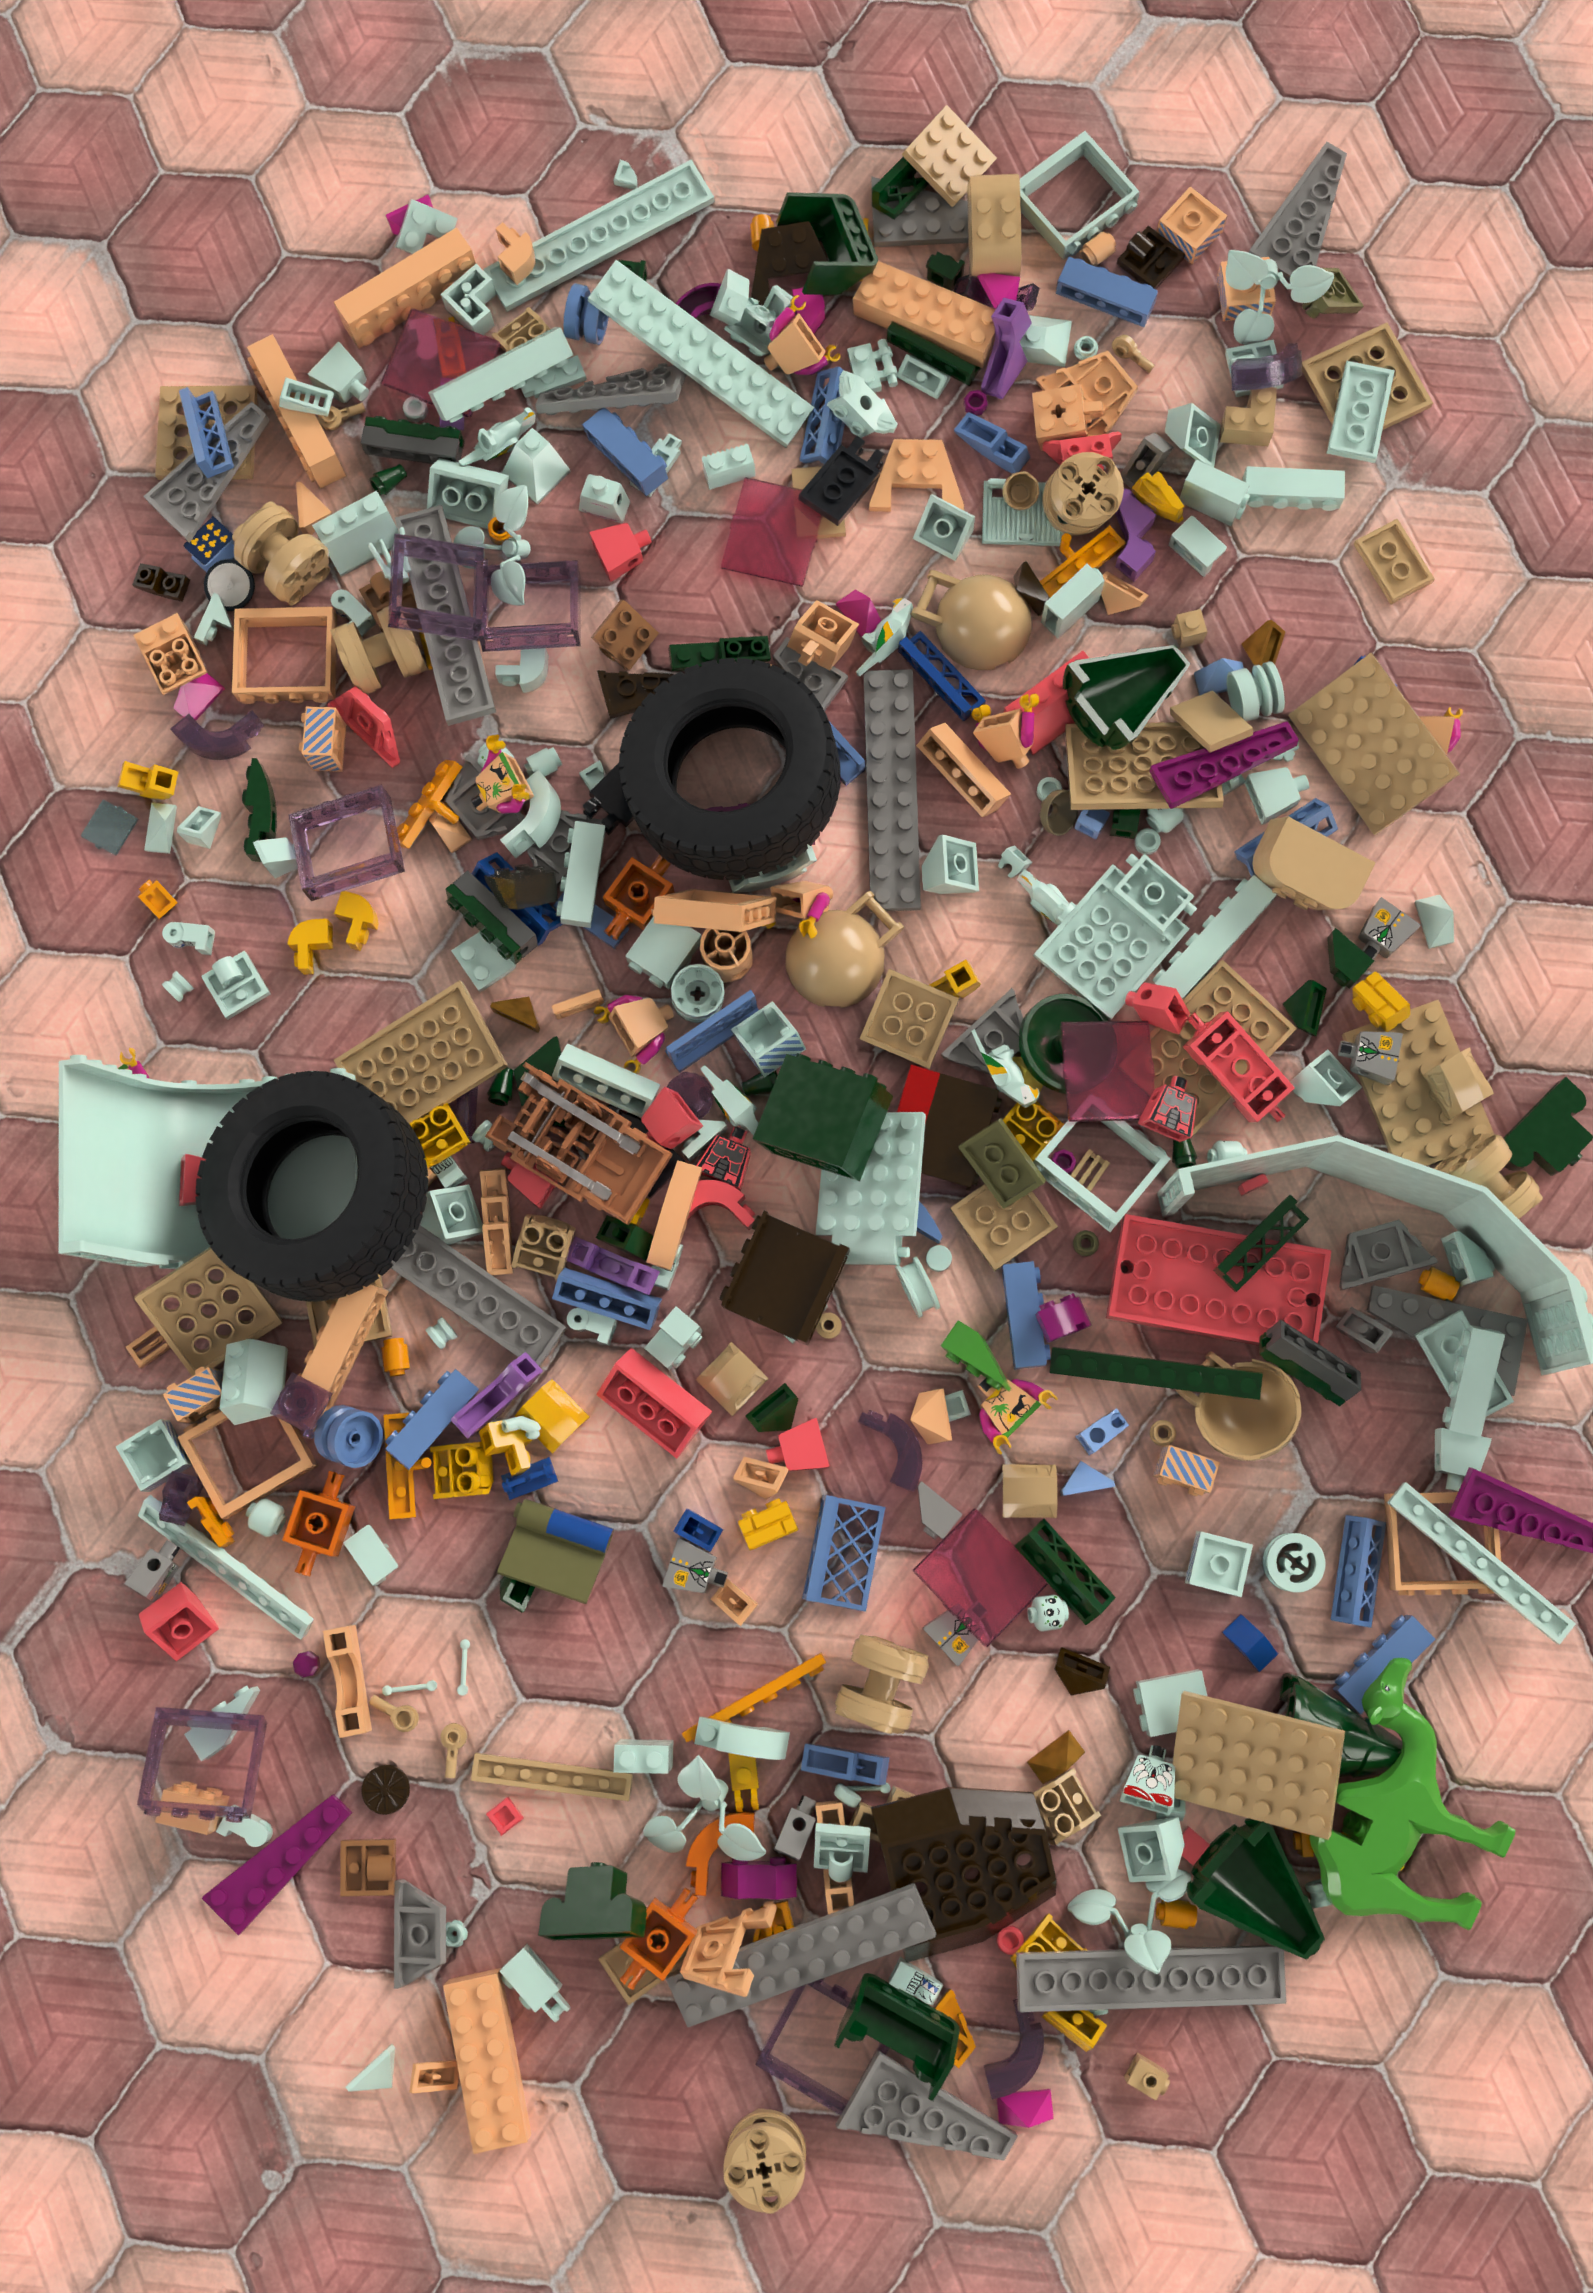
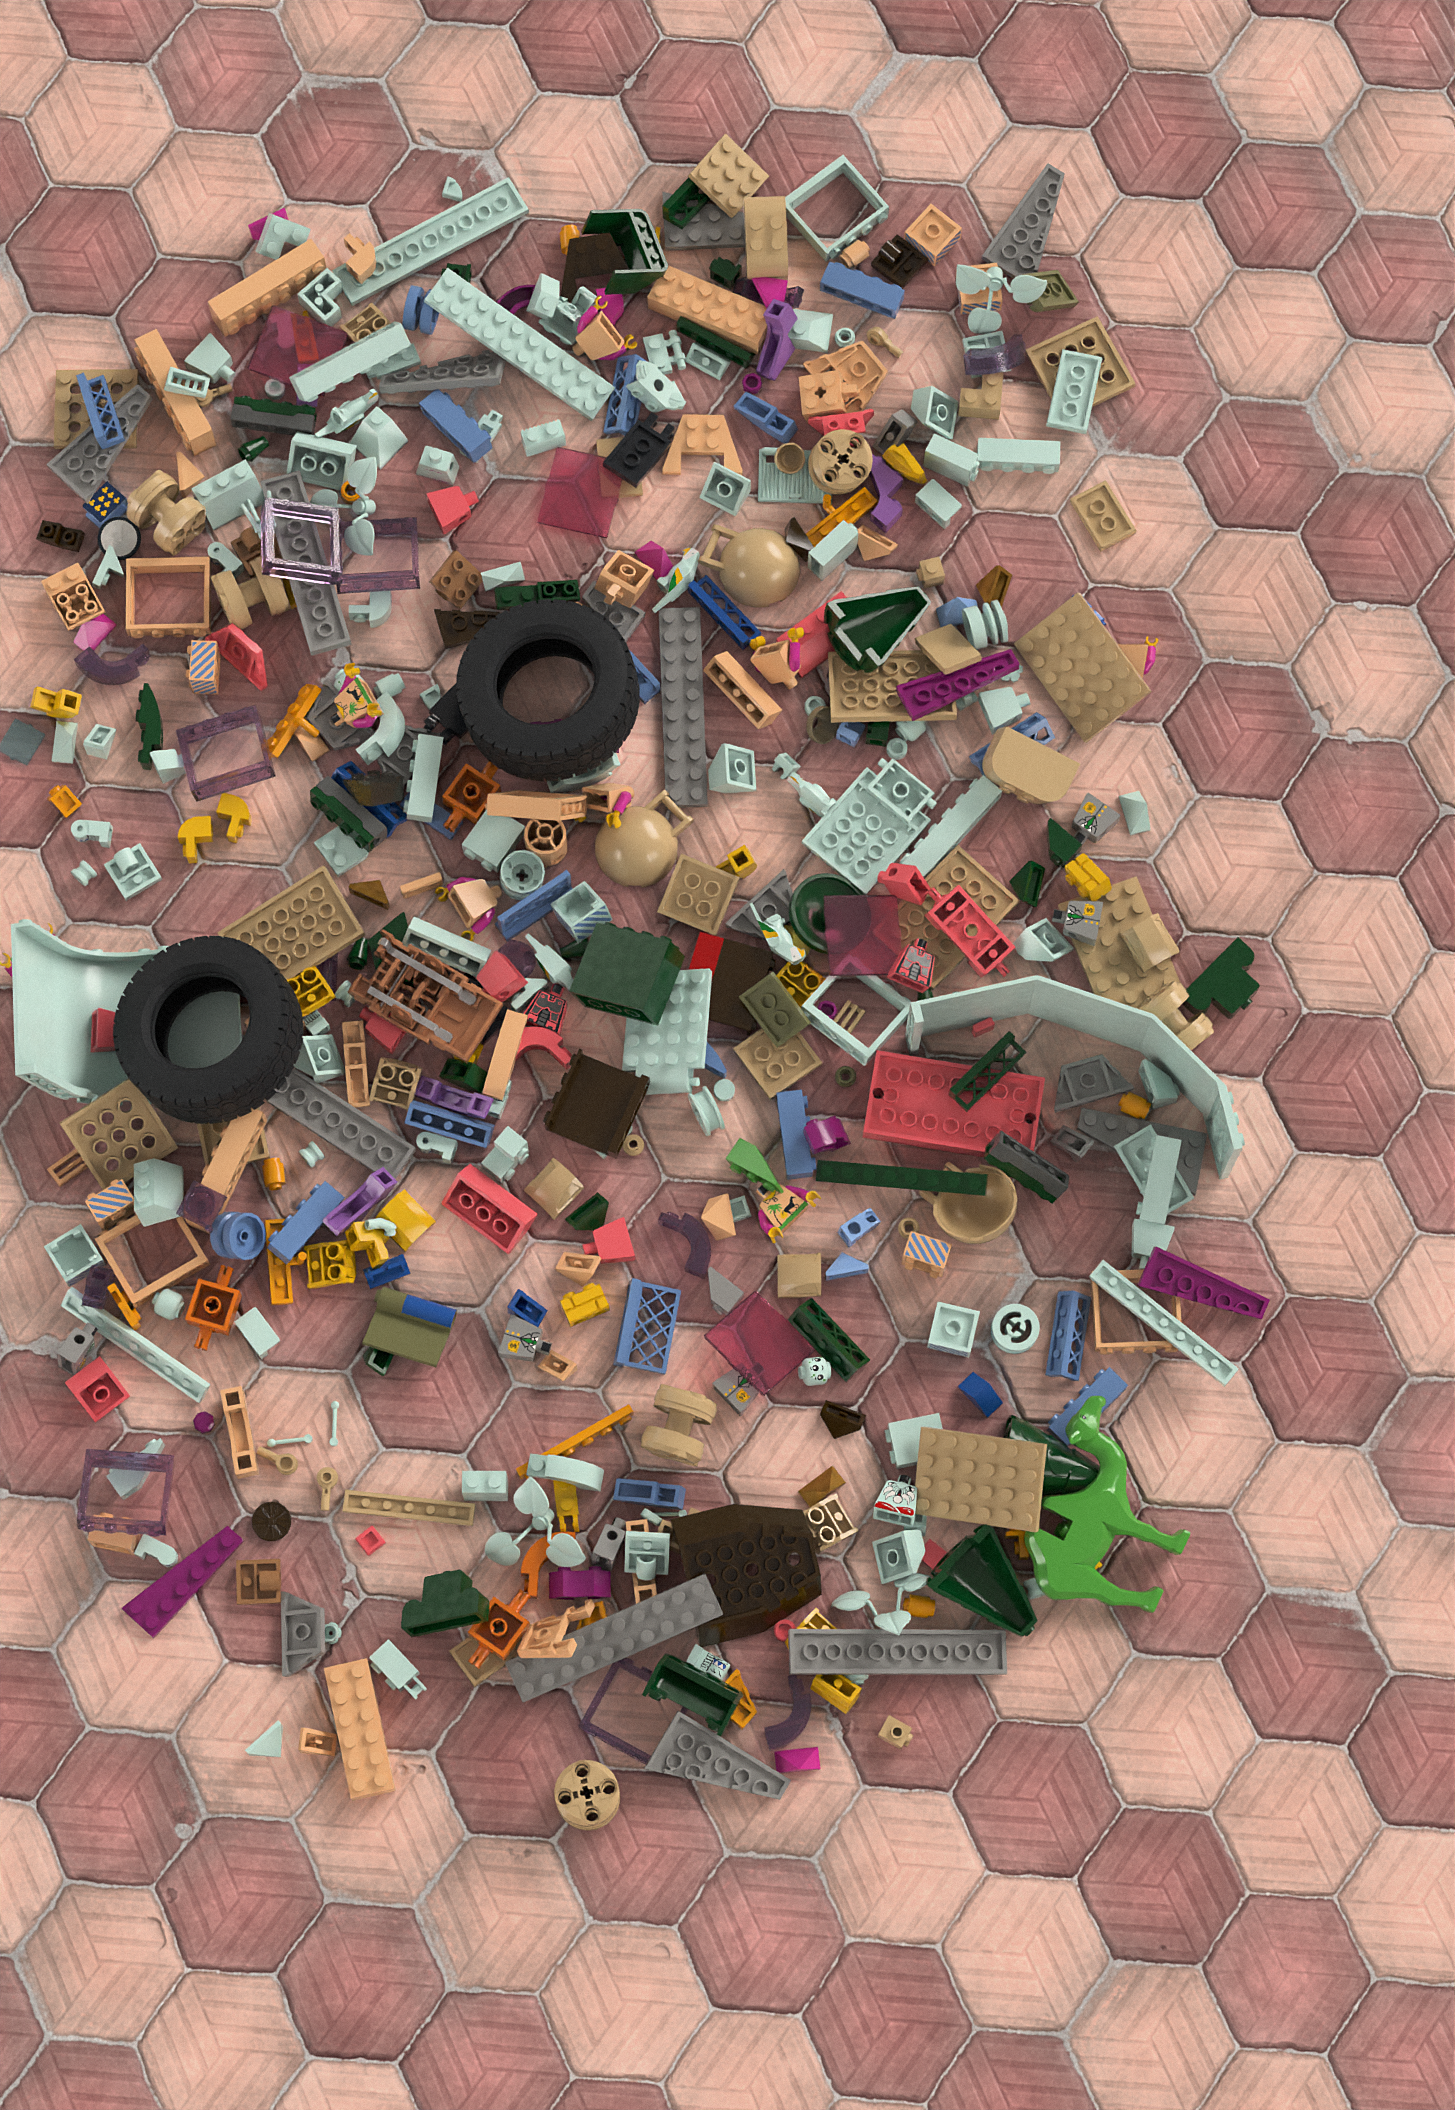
camera: 10 degrees left, 5 degrees down
(679, 631) = (502, 576): none -> light aqua slope

